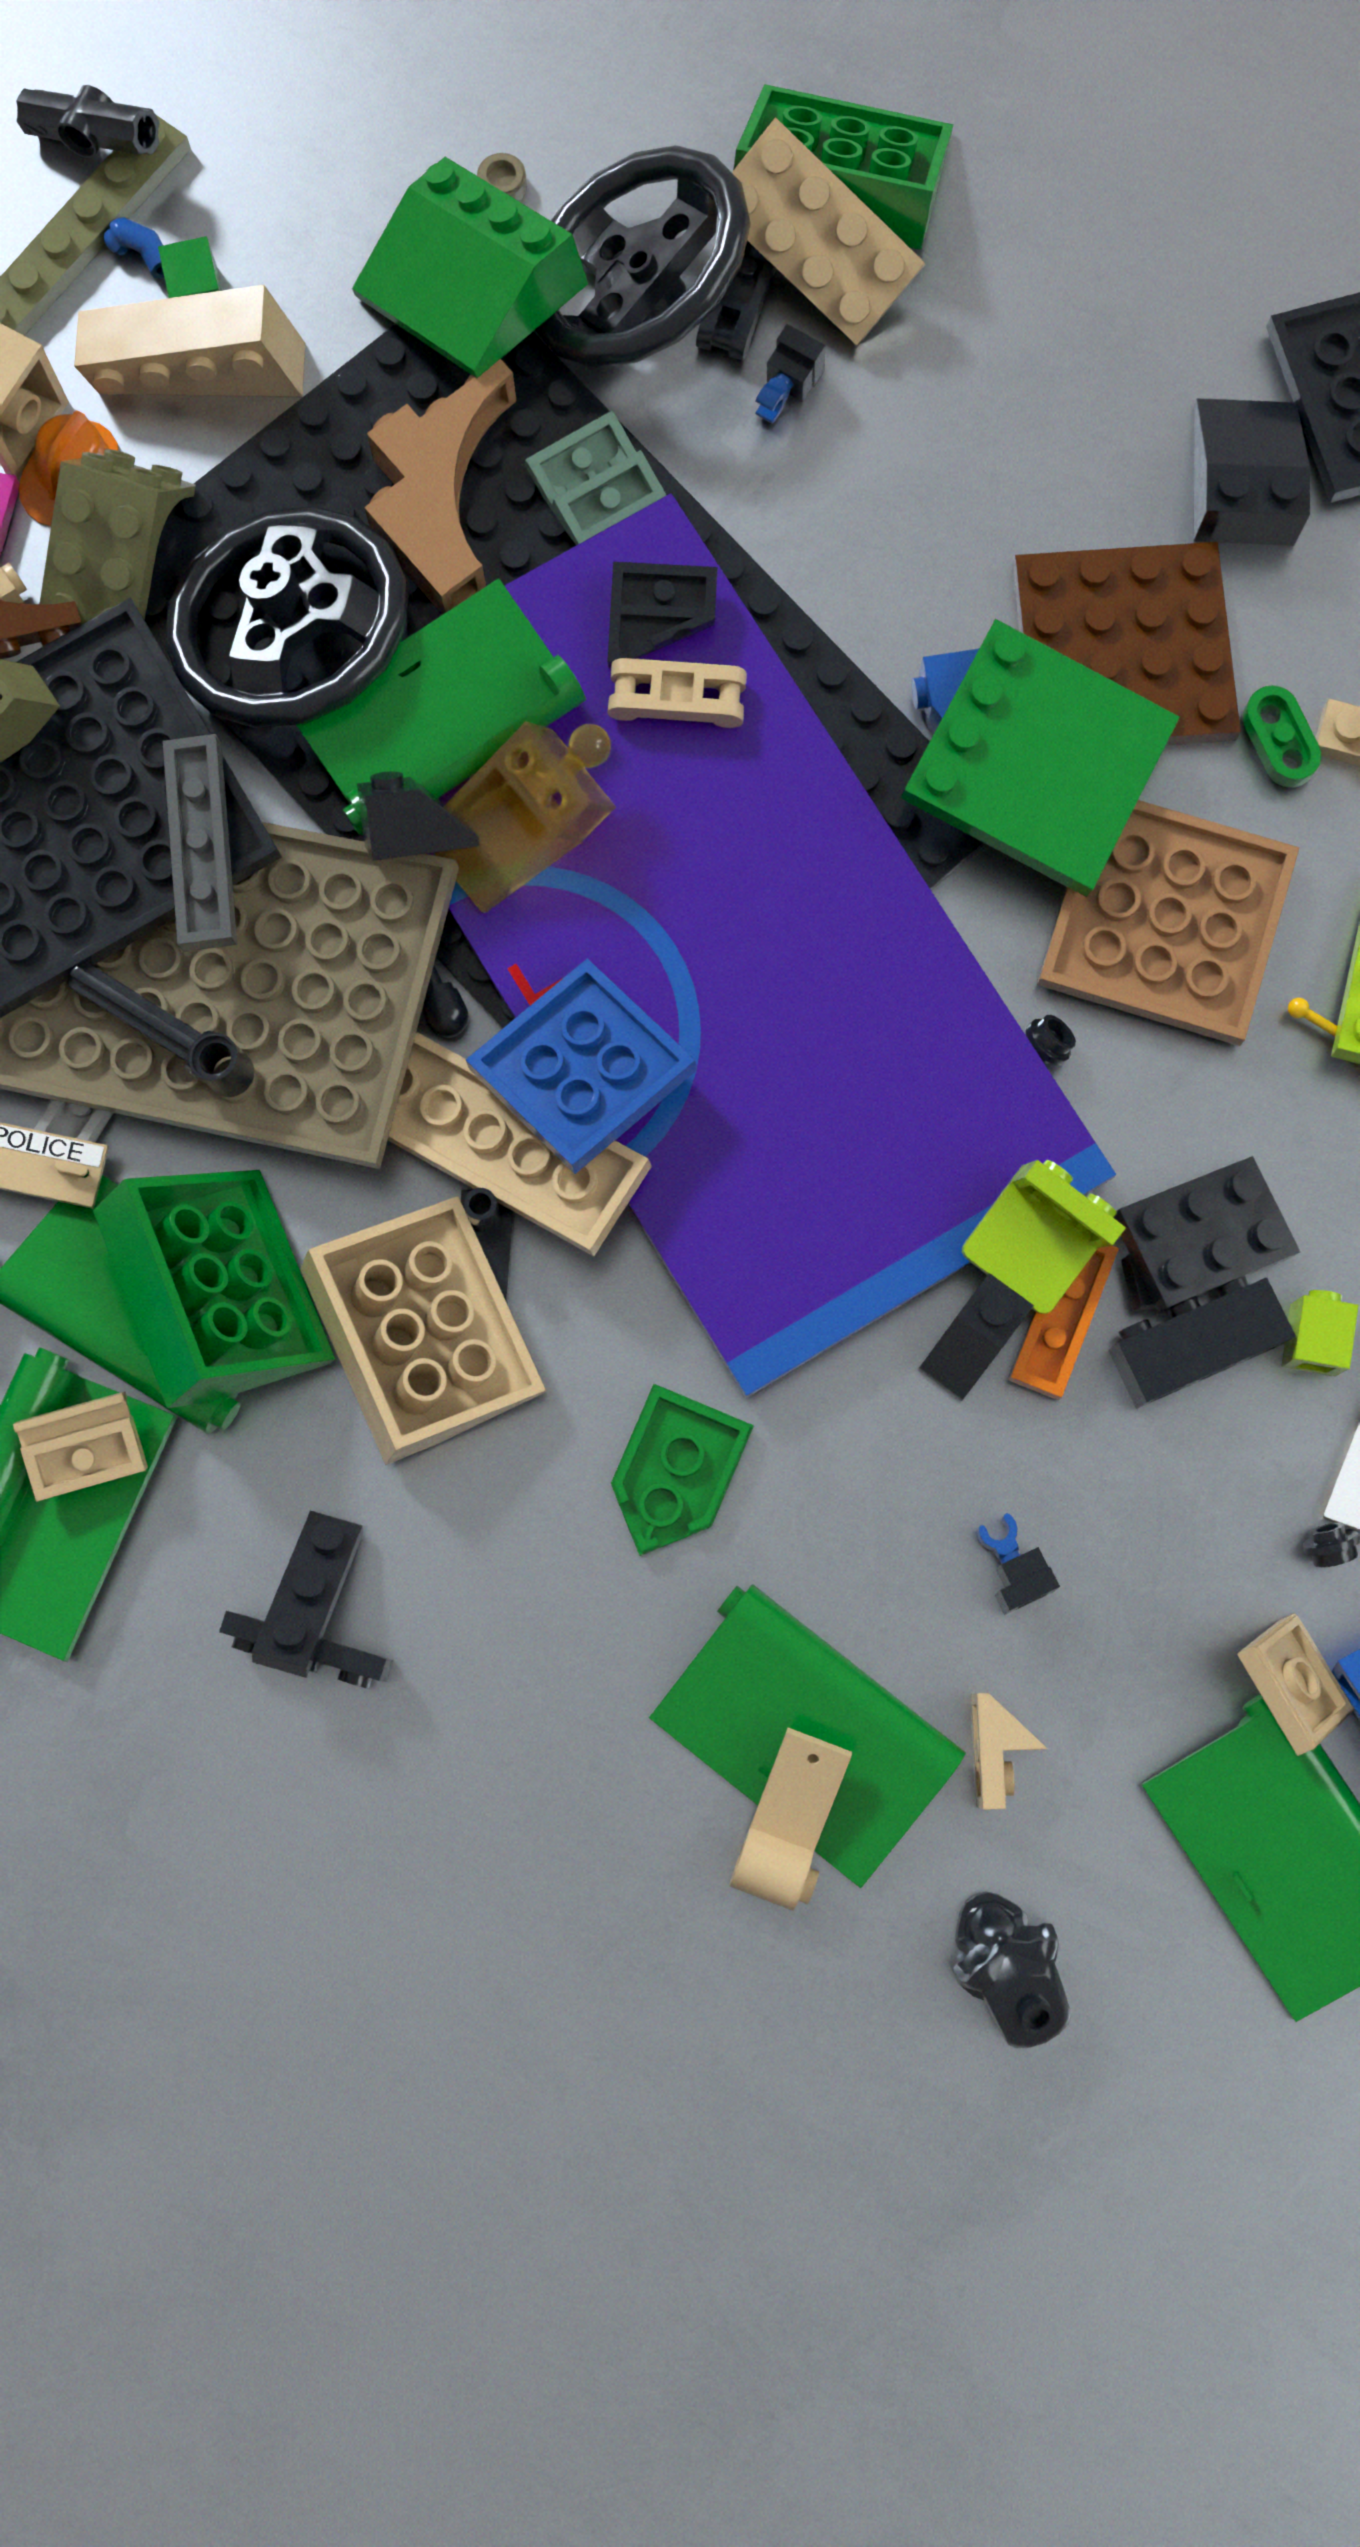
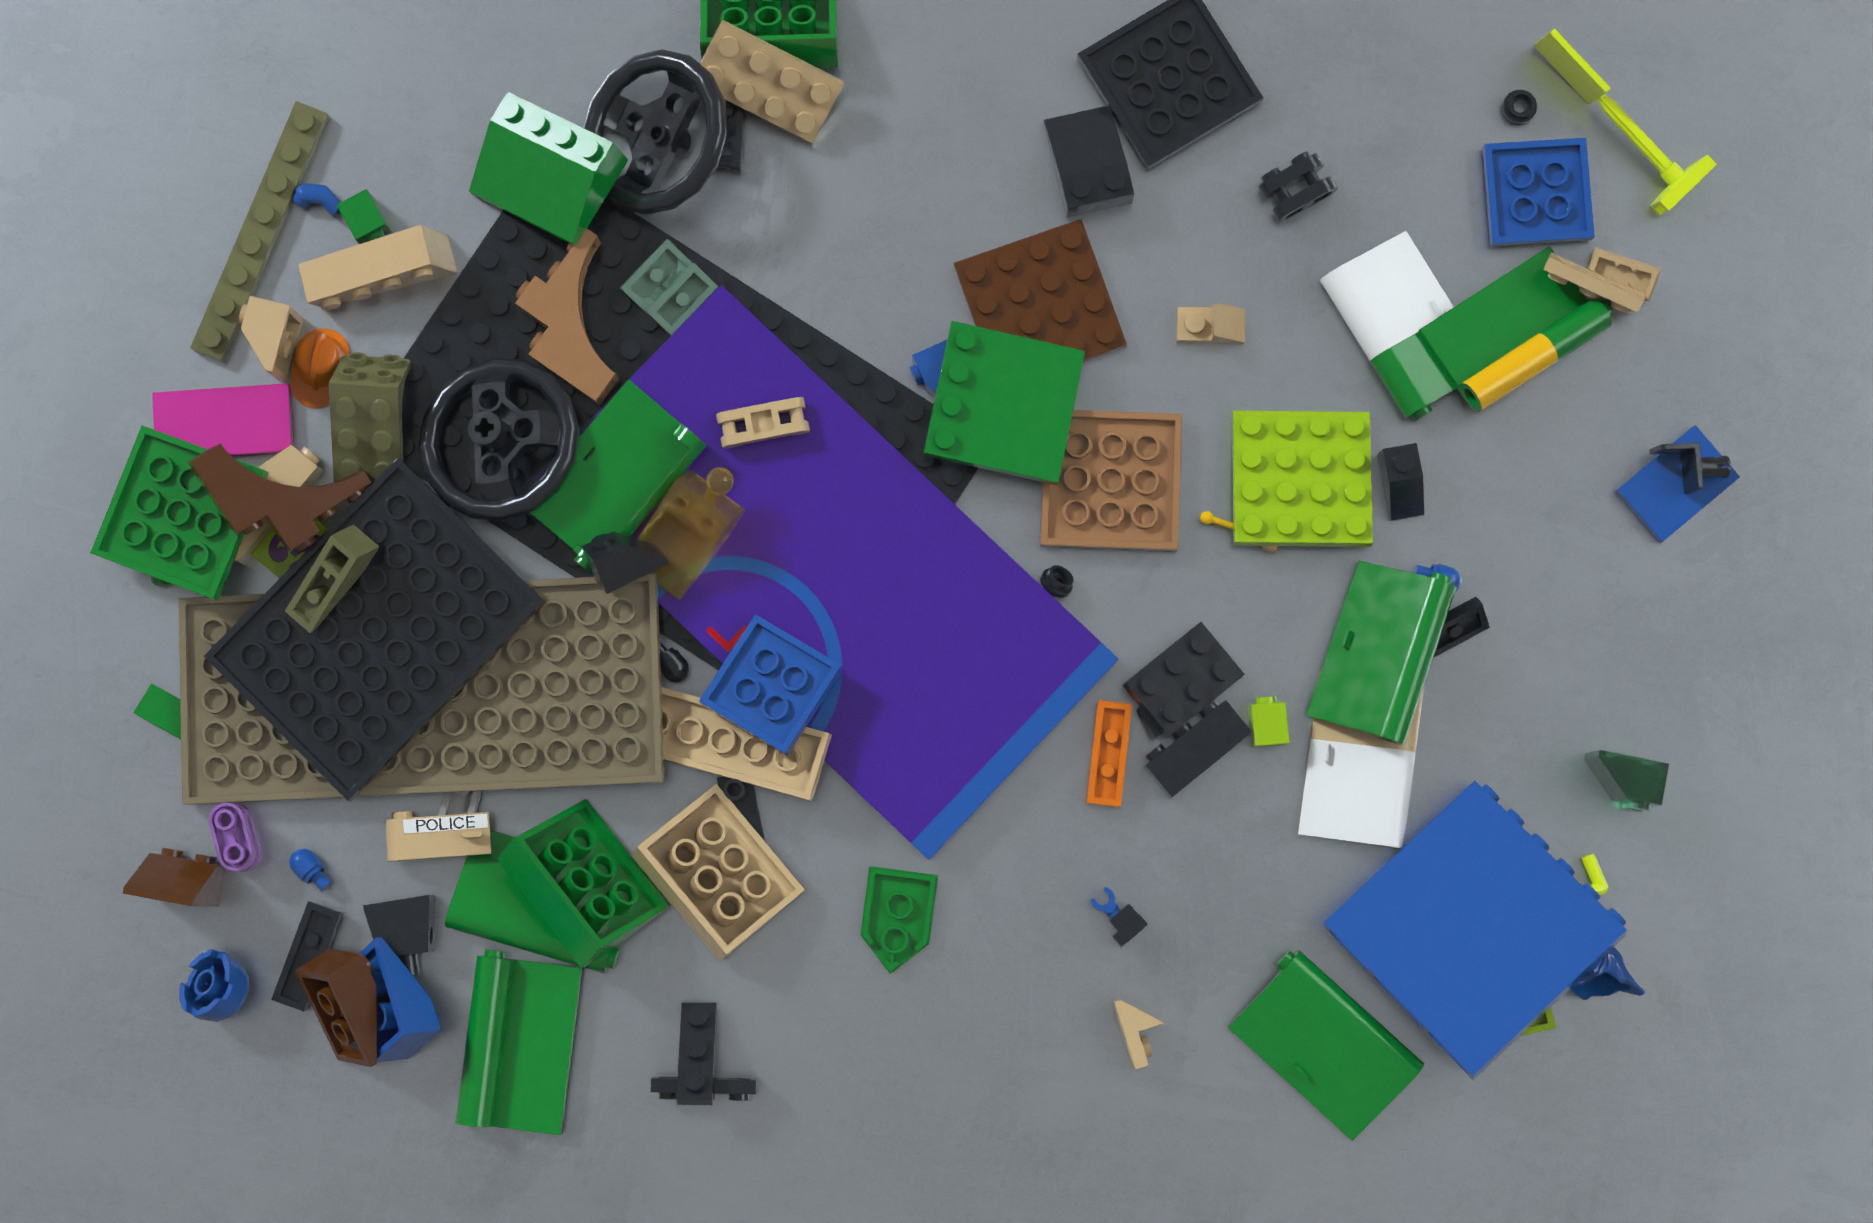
camera: 15 degrees left, 5 degrees up
(80, 1446) = (532, 1004): tan plate -> none
(87, 121) = (260, 126): black piece -> none
(198, 1050) = (505, 733): black axle -> none
(199, 843) = (495, 611): dark grey plate -> none
(504, 173) = (545, 85): dark tan tile -> none
(658, 606) = (734, 369): black wing -> none
(777, 1674) = (1019, 1053): green door -> none
(790, 371) = (775, 172): black piece -> none
(790, 1821) = (1023, 1108): tan door -> none
(975, 1337) = (1058, 784): black slope -> none
(1011, 1969) = (1176, 1157): black head -> none
(1041, 1234) = (1080, 714): lime bracket -> none
(1286, 738) = (1155, 340): green plate -> none
(1296, 1683) = (1302, 942): tan tile -> none
(1332, 1545) = (1306, 852): black plate -> none

